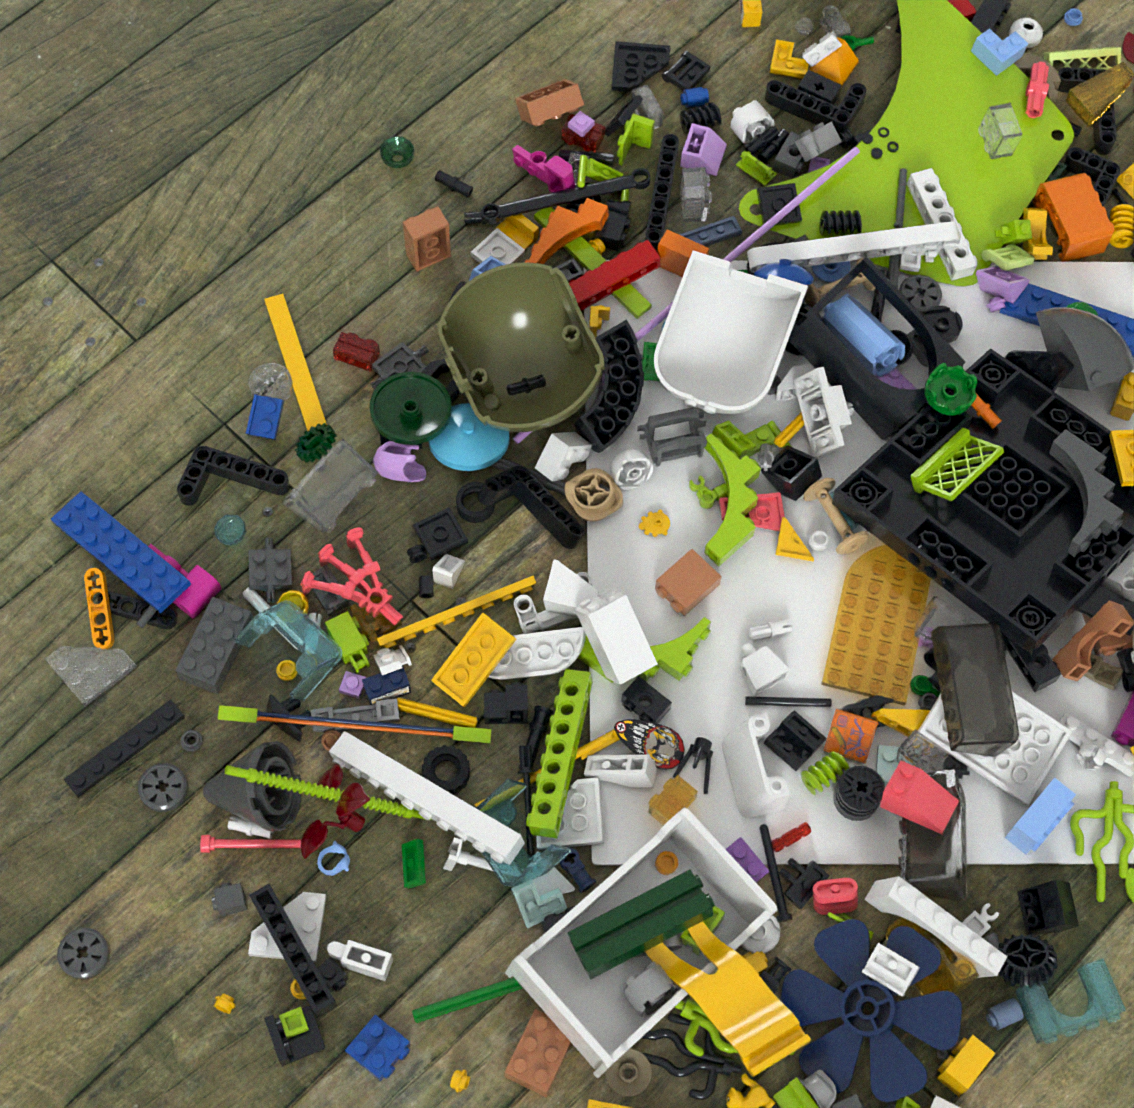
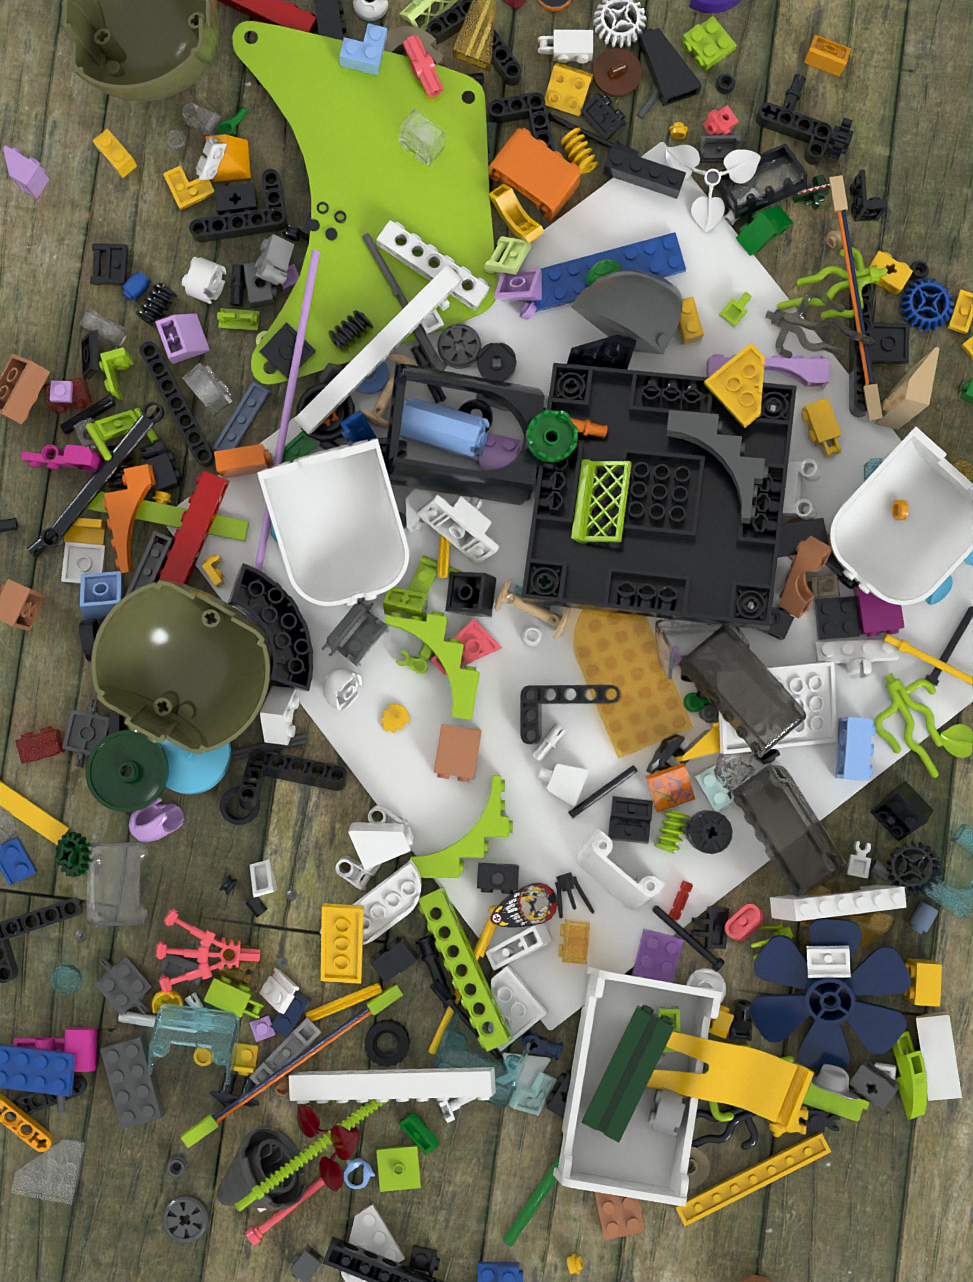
camera: 35 degrees left, 20 degrees up
(124, 748) = (131, 1210): black plate -> none
(319, 697) = (246, 1058): none -> yellow bracket
(362, 958) = (438, 1235): white brick -> none
(372, 882) = (398, 1168): none -> lime plate
(440, 533) = (232, 853): black plate -> none
(448, 616) = (294, 917): yellow plate -> none
(526, 385) = (204, 678): black axle -> none
(600, 502) = (311, 742): tan piece -> none
(615, 636) = (443, 859): white brick -> none
(637, 63) = (61, 288): black plate -> none
(648, 361) = (280, 571): green plate -> none
(666, 862) = (608, 998): light orange tile -> none
(761, 140) = (224, 290): black axle -> none
(765, 456) = (442, 598): light grey axle -> none
(785, 270) = (343, 426): blue dish -> none
(790, 544) = (514, 657): yellow tile -> none
(806, 600) = (560, 698): none -> black beam
(918, 798) = (760, 809): coral slope -> none
(1014, 232) = (497, 227): lime brick -> none
(1098, 707) = (837, 618): none -> black plate

